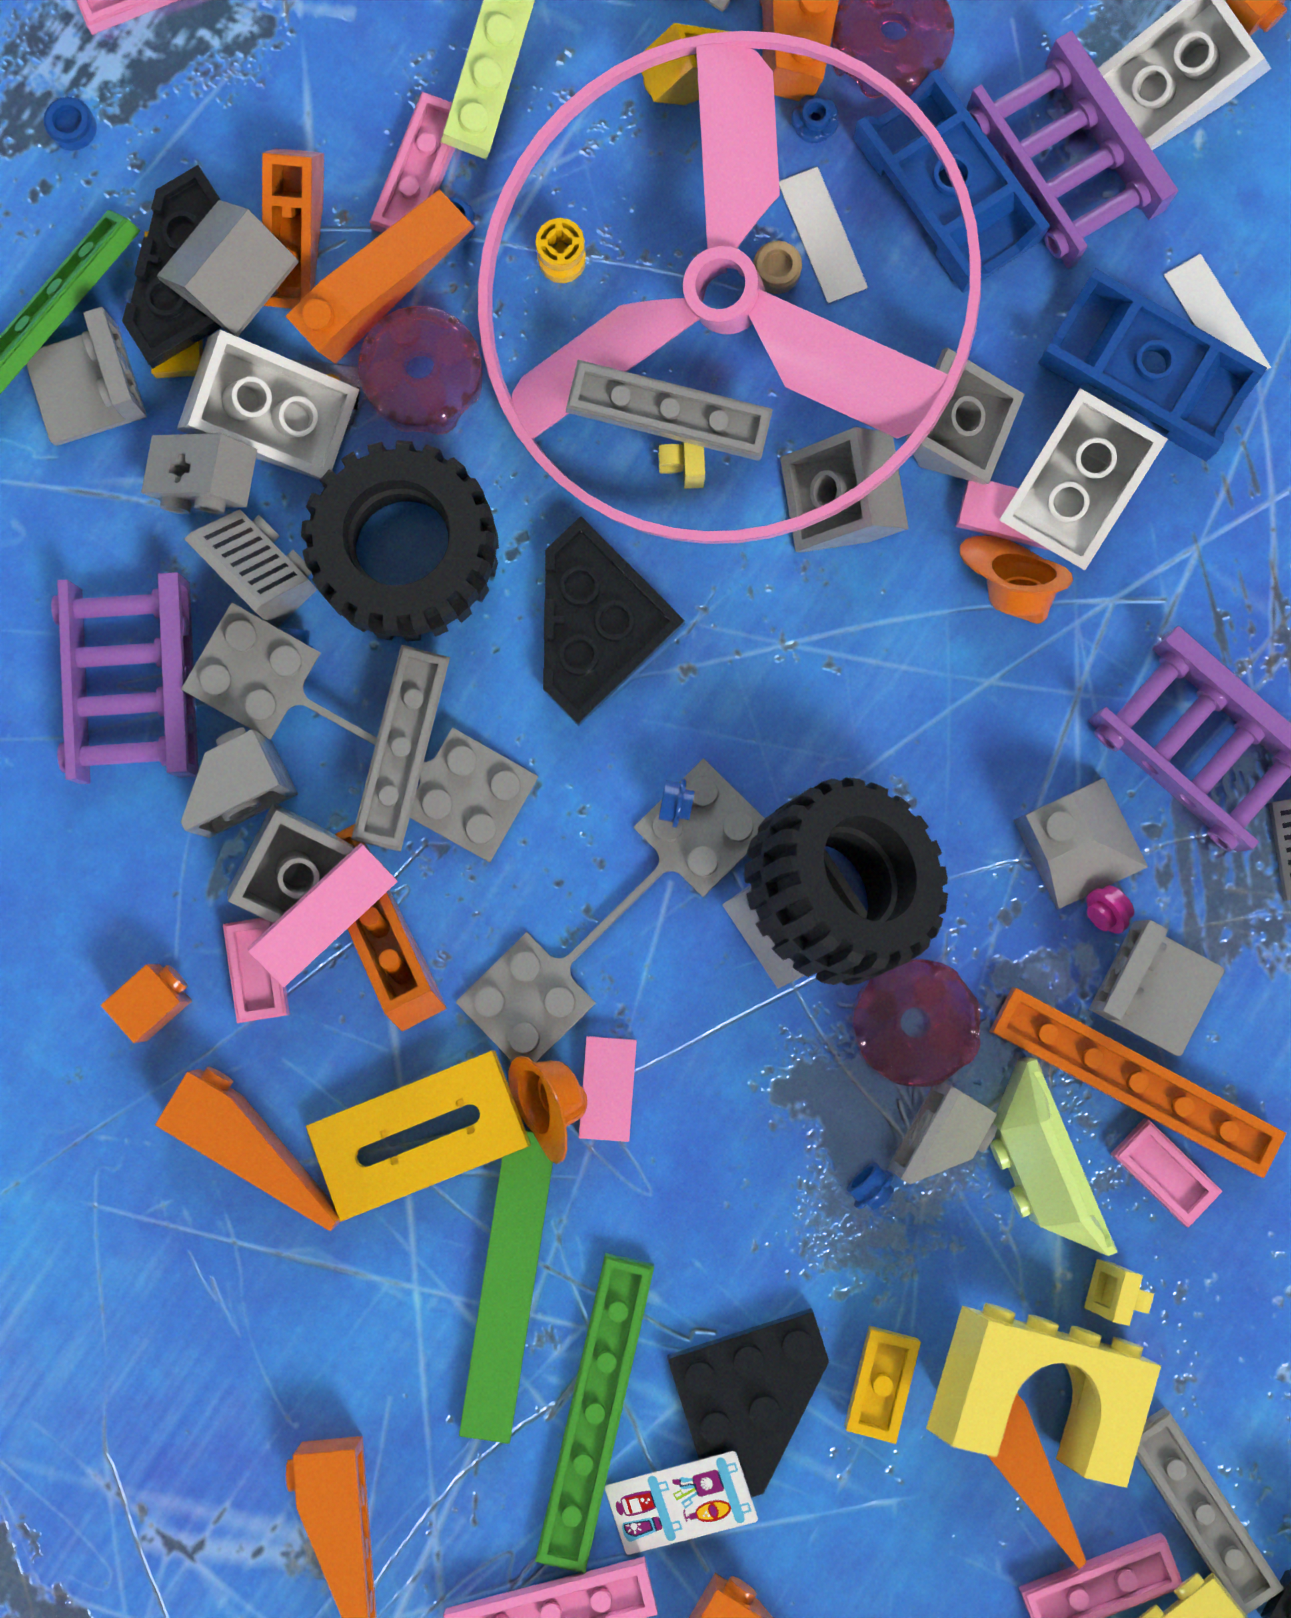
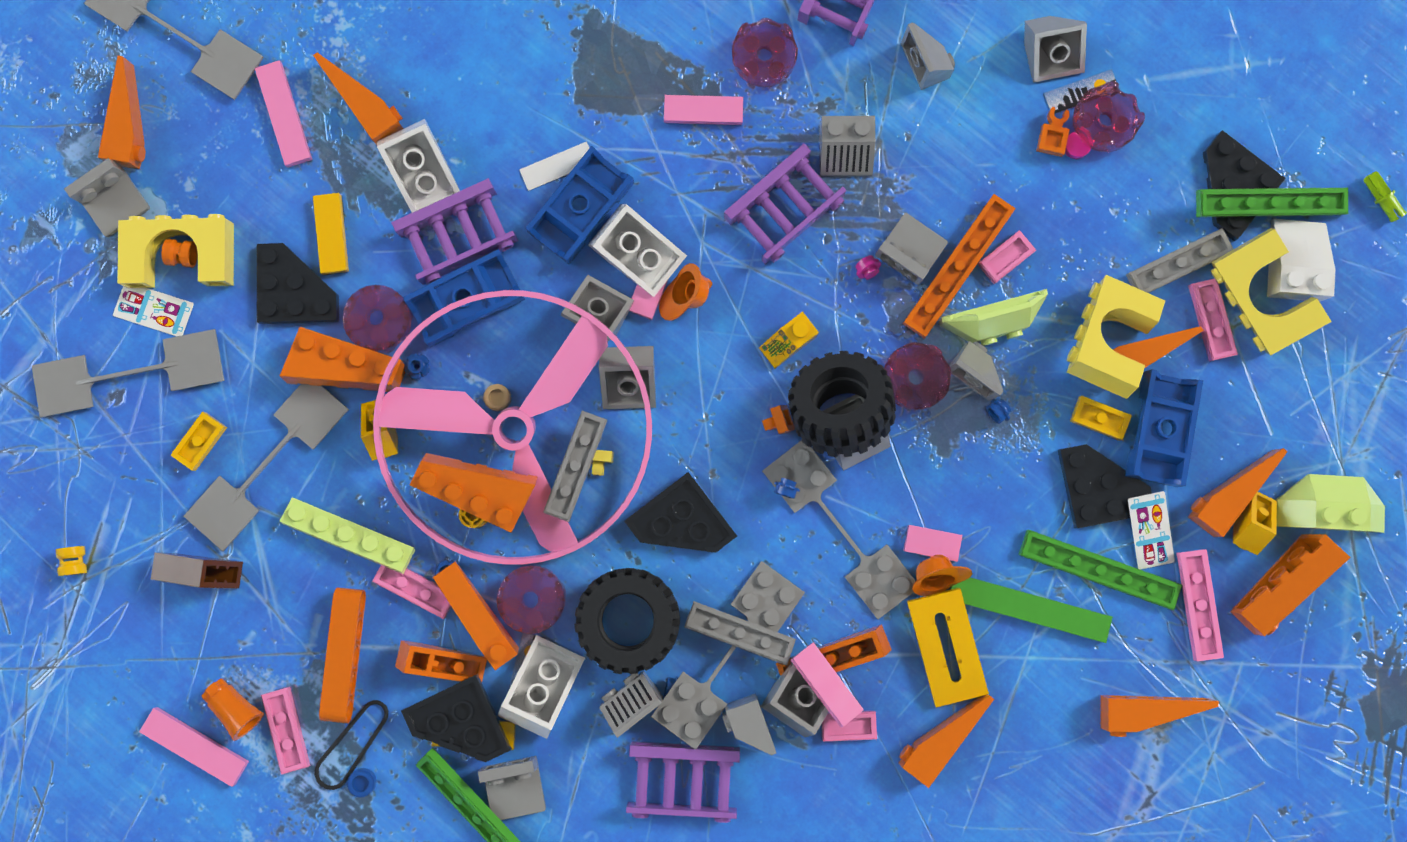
camera: 80 degrees left, 0 degrees up
(119, 118) = (363, 751): none -> black piece
(147, 1001) = (860, 786): orange brick -> none
(199, 472) = (575, 727): light grey brick -> none
(229, 266) = (463, 699): light grey slope -> none
(286, 57) = (342, 655): none -> orange beam
(604, 232) = (477, 489): none -> orange wedge
(799, 773) = (780, 419): none -> orange tile
(822, 235) = (481, 370): white sticker -> none
(825, 1503) = (1157, 455): none -> blue piece
(952, 777) = (789, 340): none -> yellow slope
(1080, 843) = (830, 277): light grey slope -> none
(1116, 1293) = (1066, 291): light yellow tile -> none

